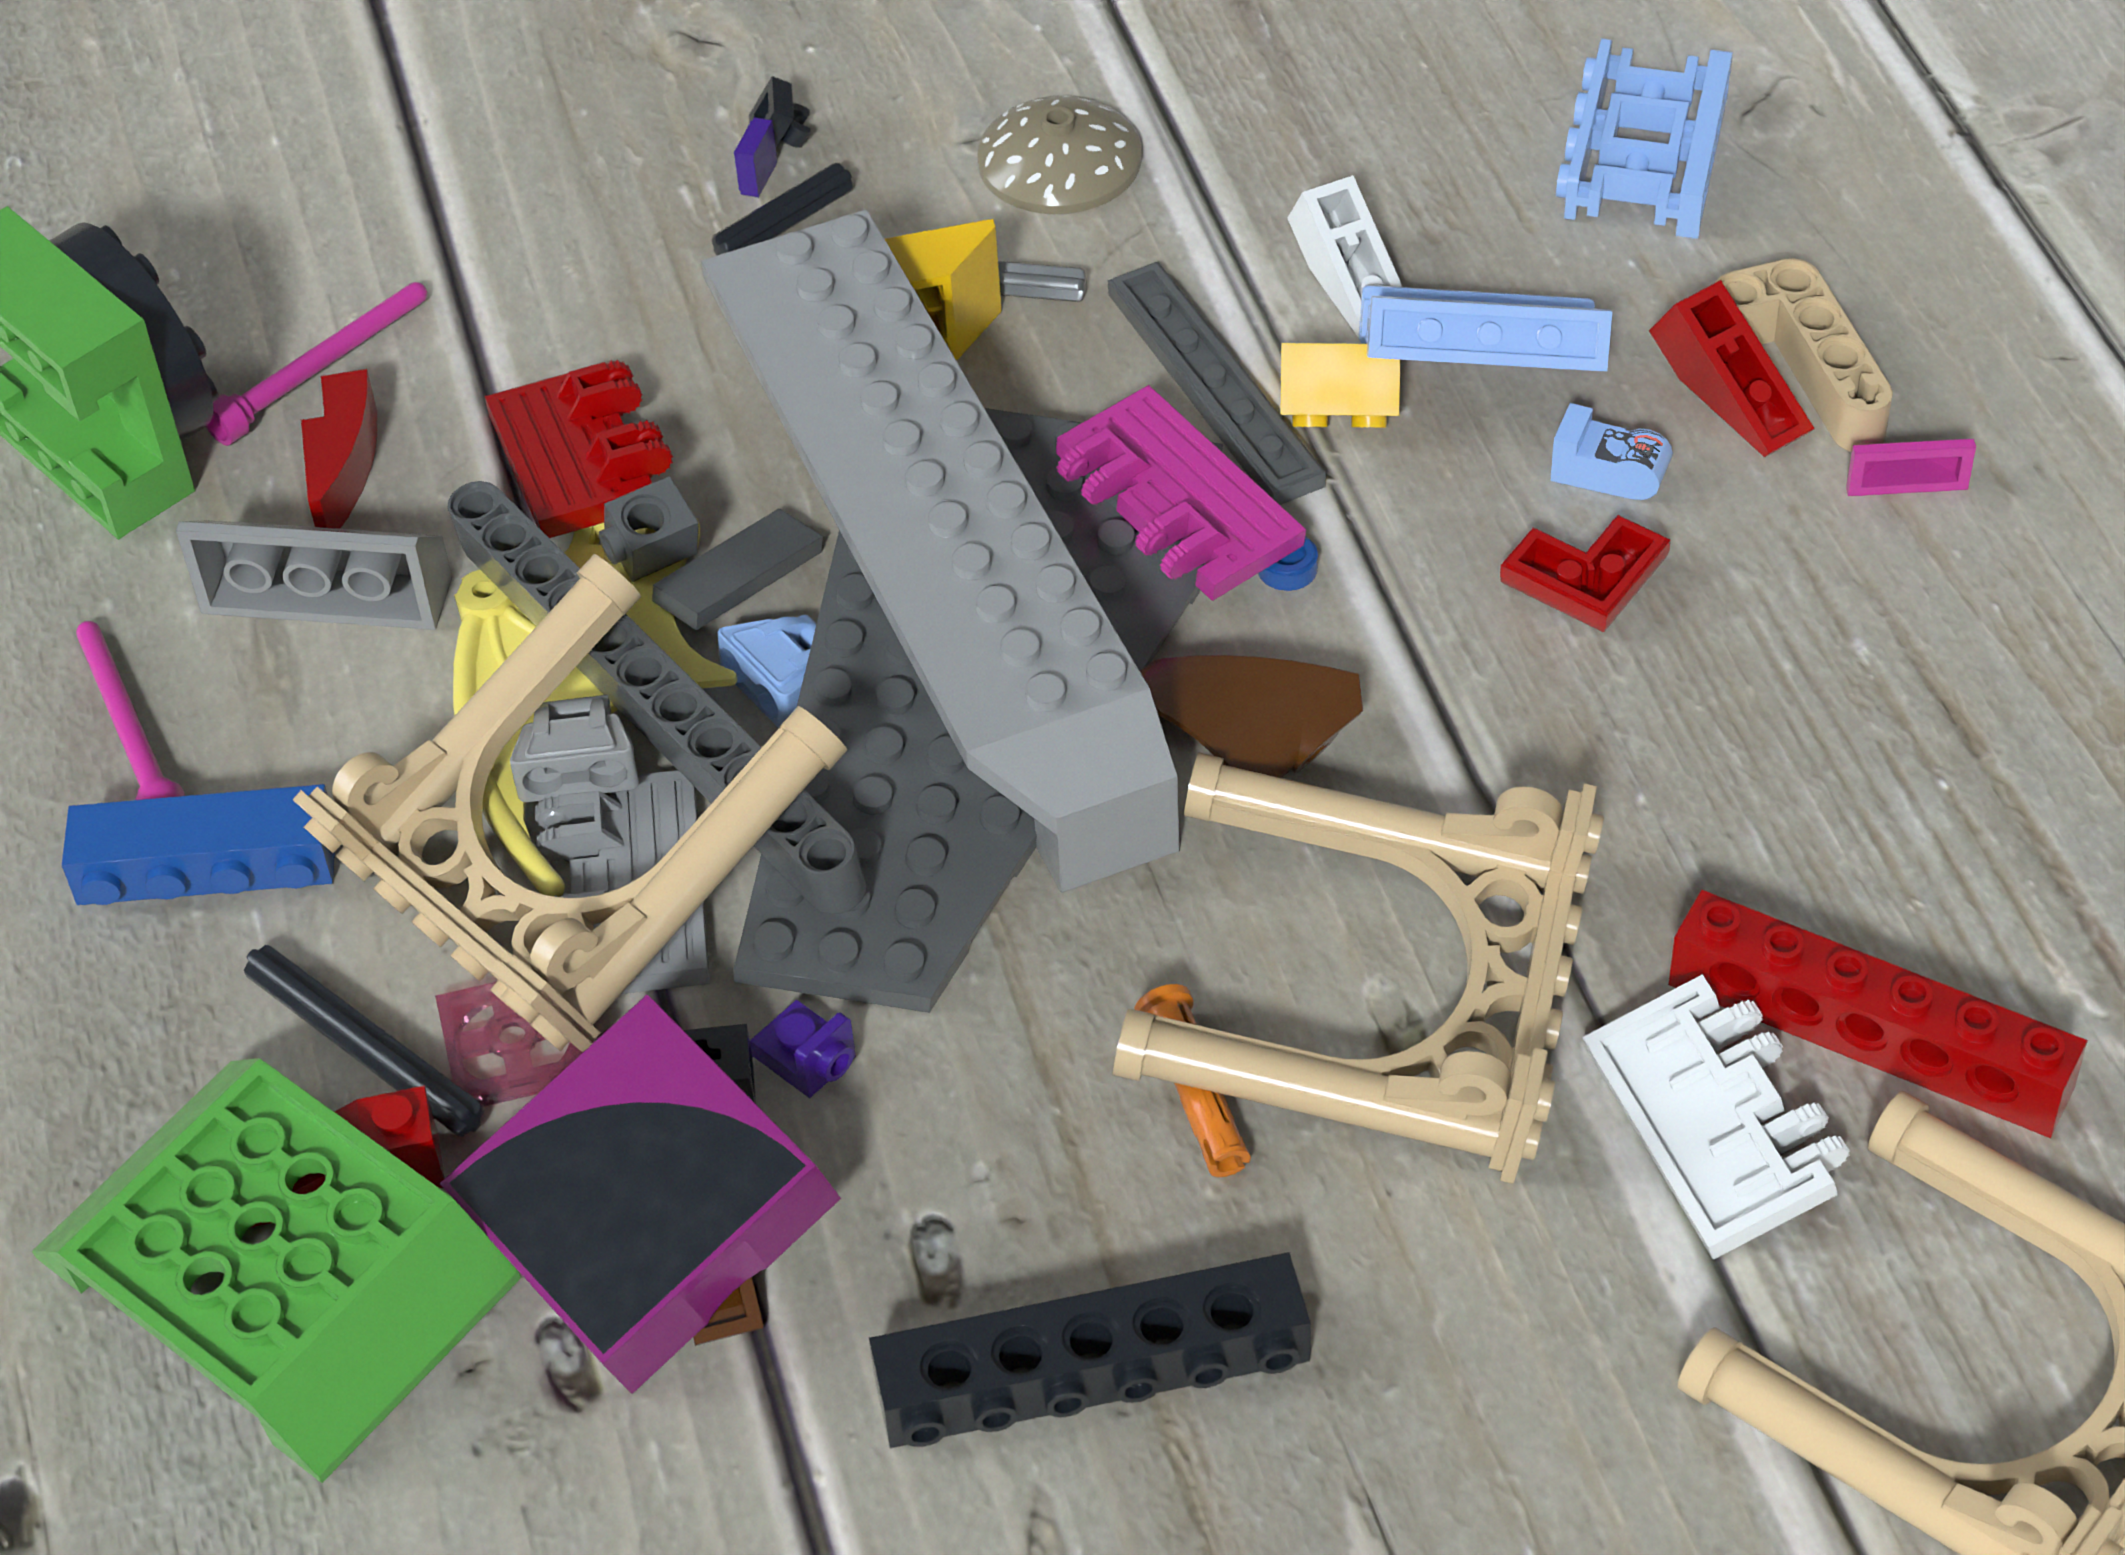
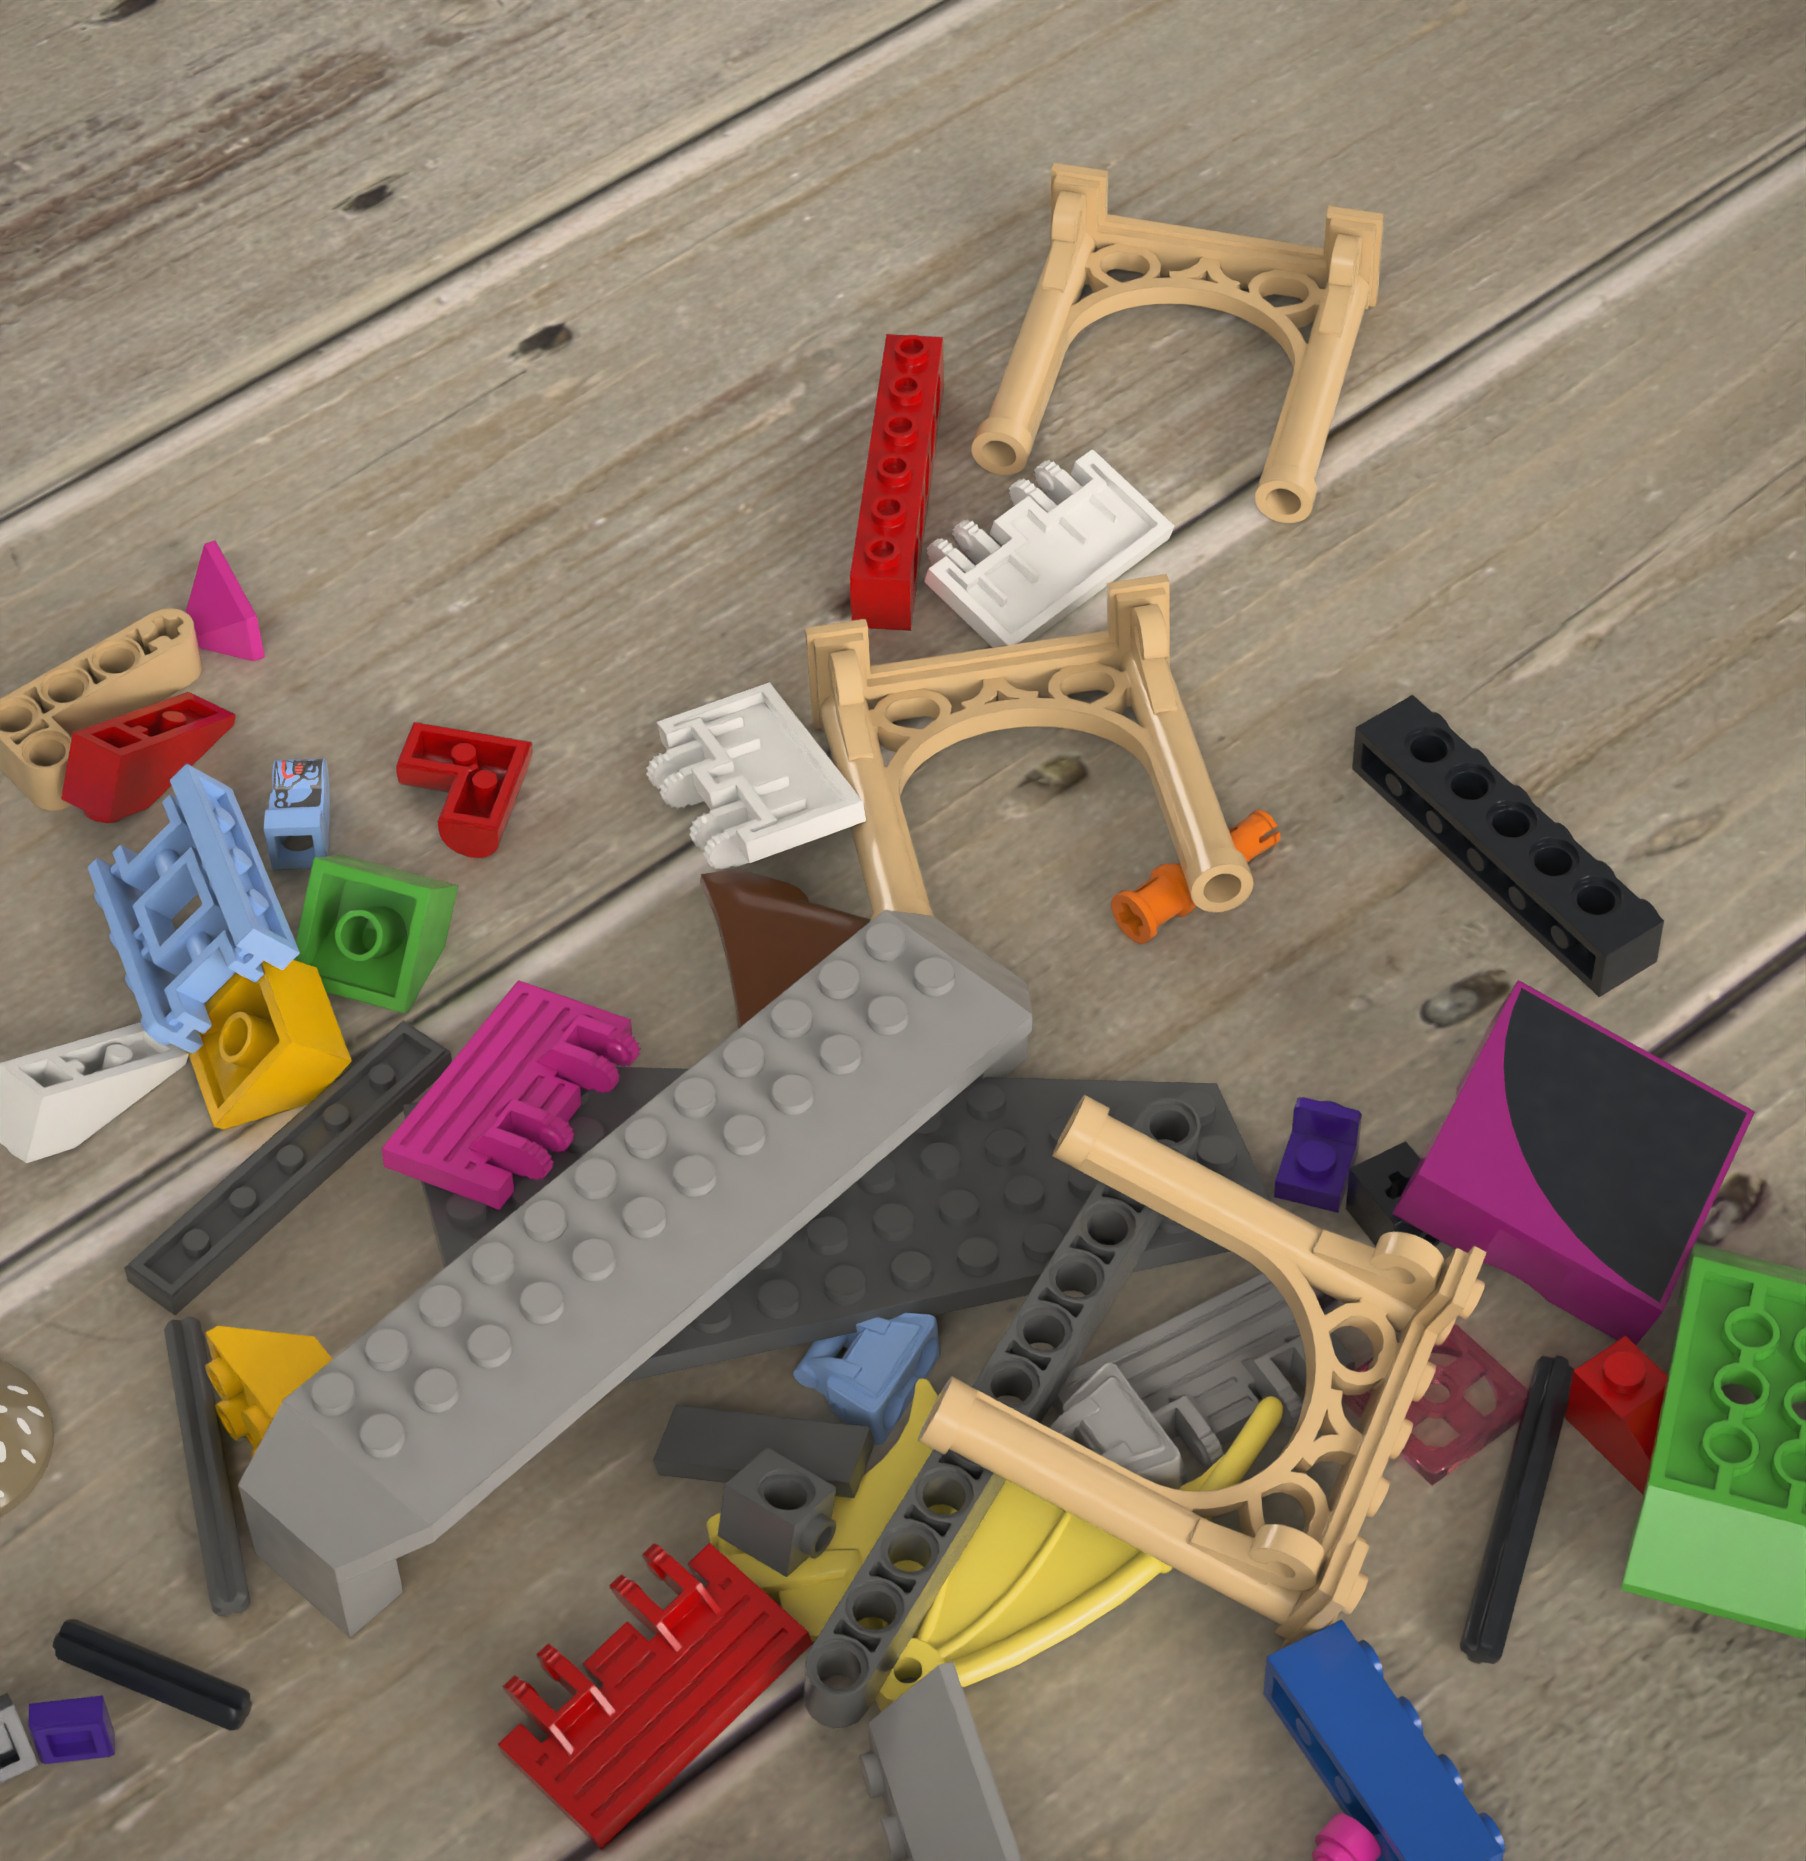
camera: 115 degrees left, 0 degrees up
(1440, 470) = (373, 929): none -> bright green slope
(1464, 753) = (757, 775): none -> white hinge

